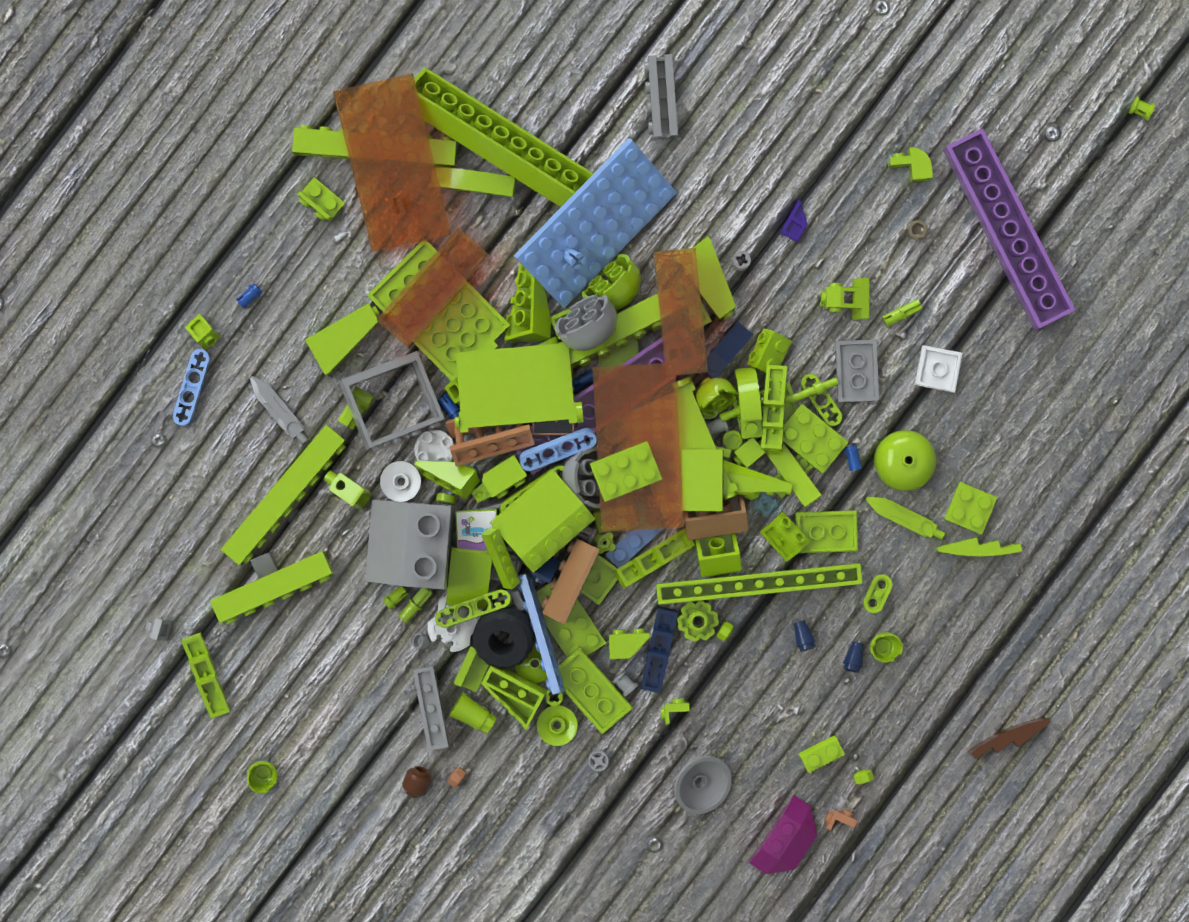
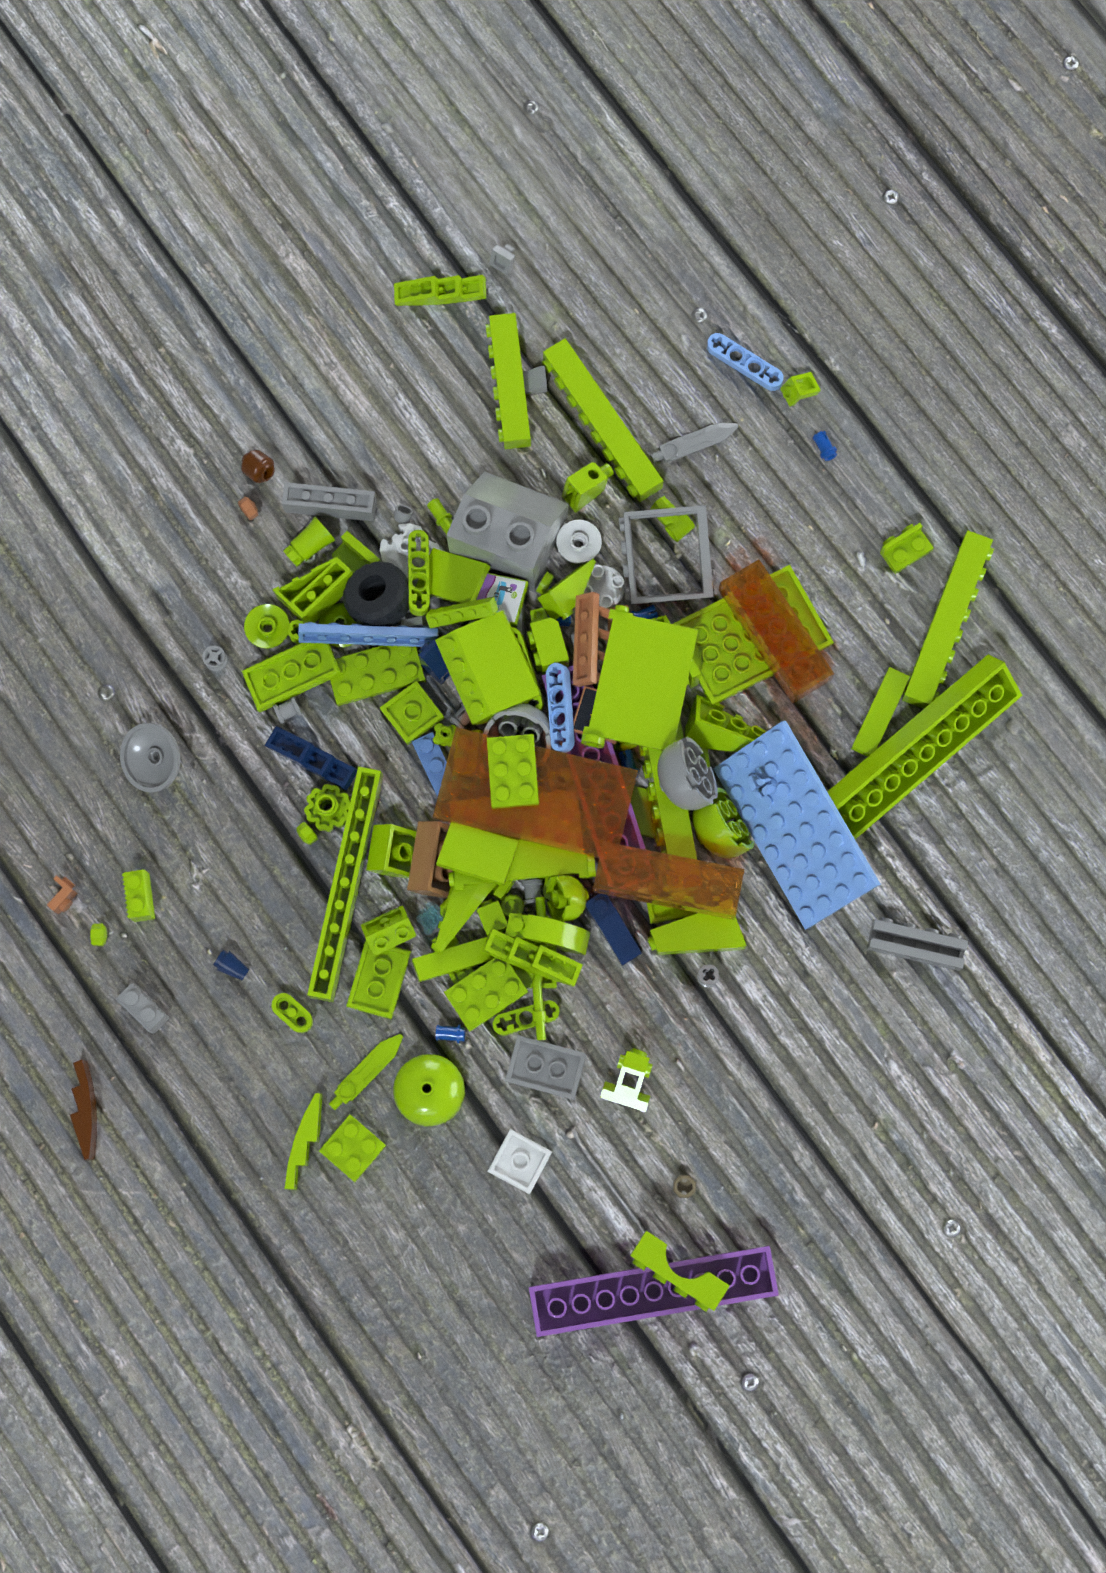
camera: 115 degrees right, 10 degrees down
(261, 776) = (316, 313): lime hair -> none
(341, 338) = (750, 524): lime slope -> none
(392, 162) = (926, 628): clear orange plate -> none
(395, 597) = (455, 496): lime pin -> none
(571, 580) = (414, 682): medium nougat slope -> none
(625, 645) = (328, 722): lime slope -> none
(653, 558) = (410, 779): lime slope -> none
(676, 705) = (244, 758): lime bracket -> none
(768, 350) = (598, 976): lime bracket -> none
(787, 839) = (62, 833): magenta wedge -> none
(795, 223) = (732, 1051): dark purple tile -> none
(804, 637) = (272, 917): dark blue cone -> none
(886, 647) = (230, 1002): lime hair -> none
(902, 313) = (595, 1139): lime axle -> none
(913, 718) = (142, 1008): none -> light grey brick
(918, 162) = (762, 1210): lime brick -> none
(997, 186) = (706, 1289): none -> lime arch
(1142, 108) = (748, 1497): lime bush -> none

